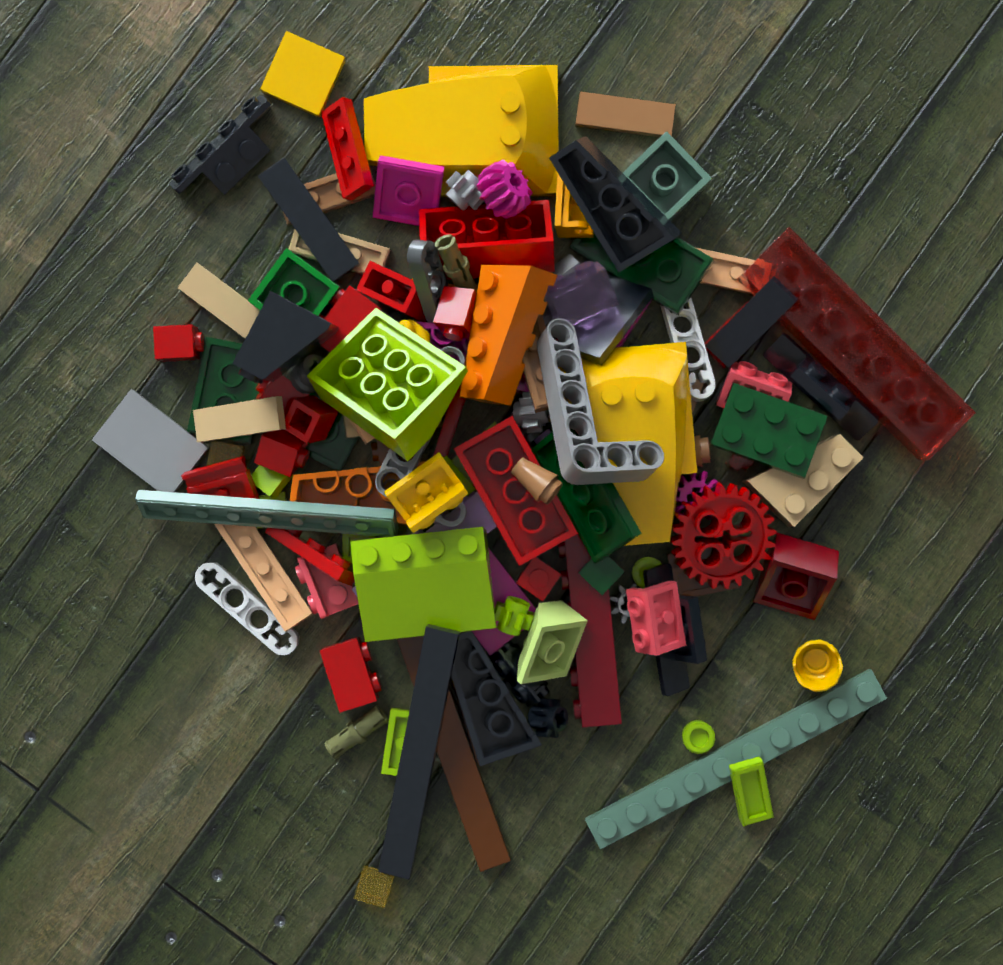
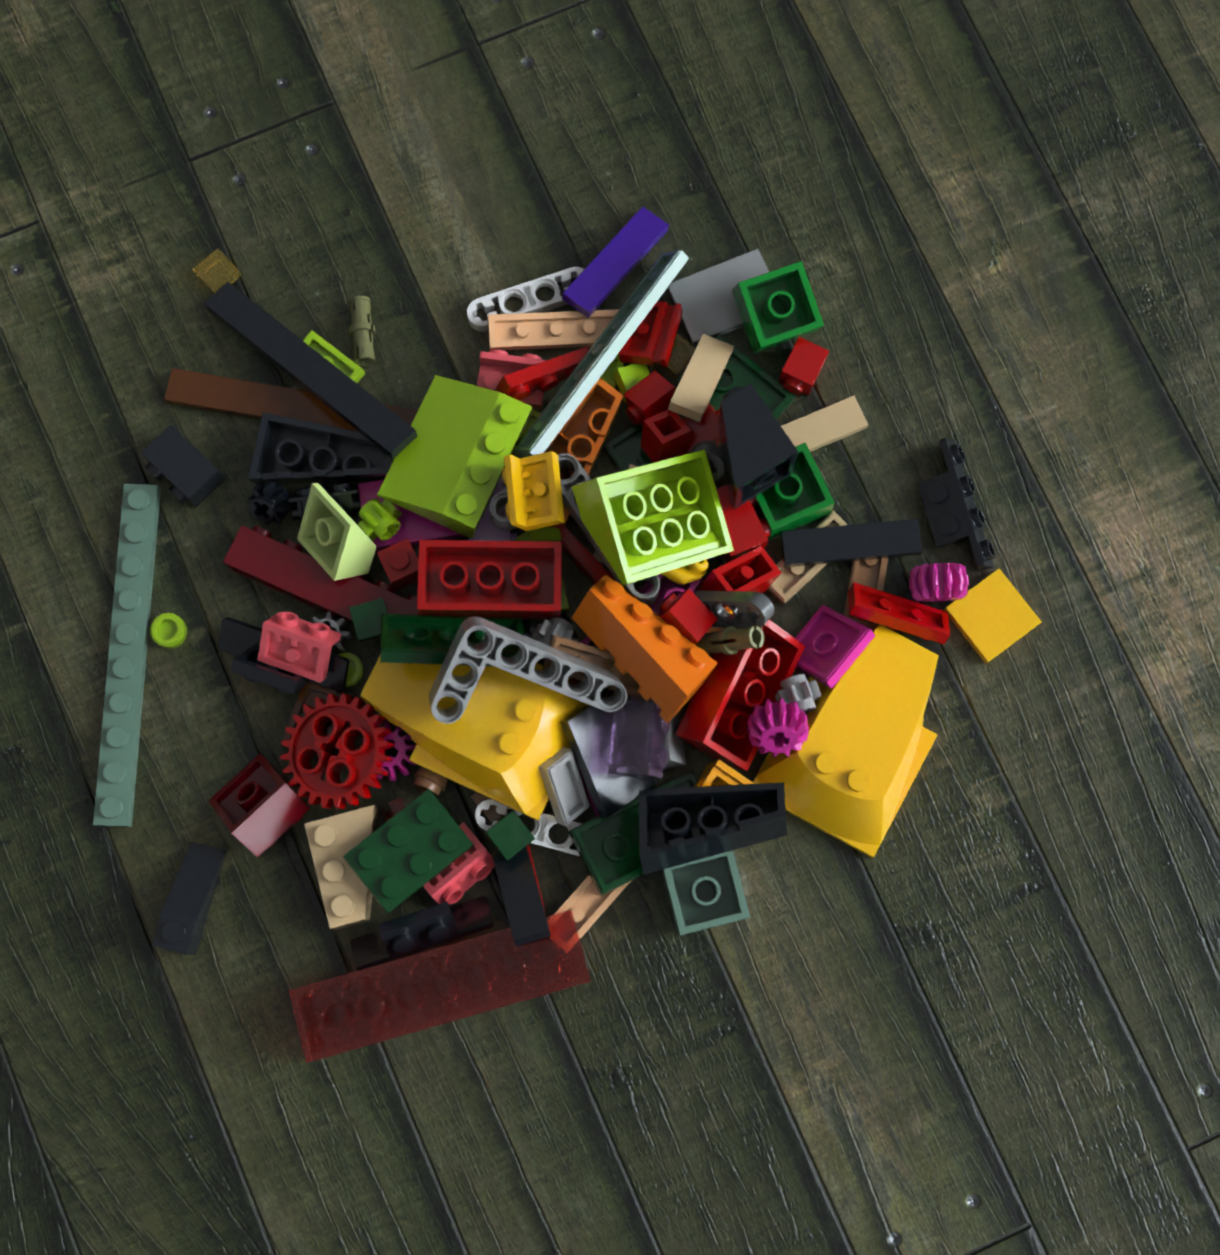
camera: 115 degrees right, 10 degrees down
(140, 389) = (777, 307): none -> green brick
(174, 553) = (615, 262): none -> dark purple tile
(302, 129) = (938, 582): none -> dark pink gear
(351, 674) = (415, 352): red brick -> none
(537, 480) = (486, 596): medium nougat cone -> none
(559, 809) = (183, 466): none -> black brick
(624, 114) = (790, 896): medium nougat tile -> none
(647, 336) = (564, 786): none -> light grey tile
(710, 358) = (509, 836): none -> dark green tile
(751, 791) = (88, 647): lime tile -> none
(817, 665) = (163, 775): yellow hair -> none
(900, 584) = (189, 900): none -> black slope

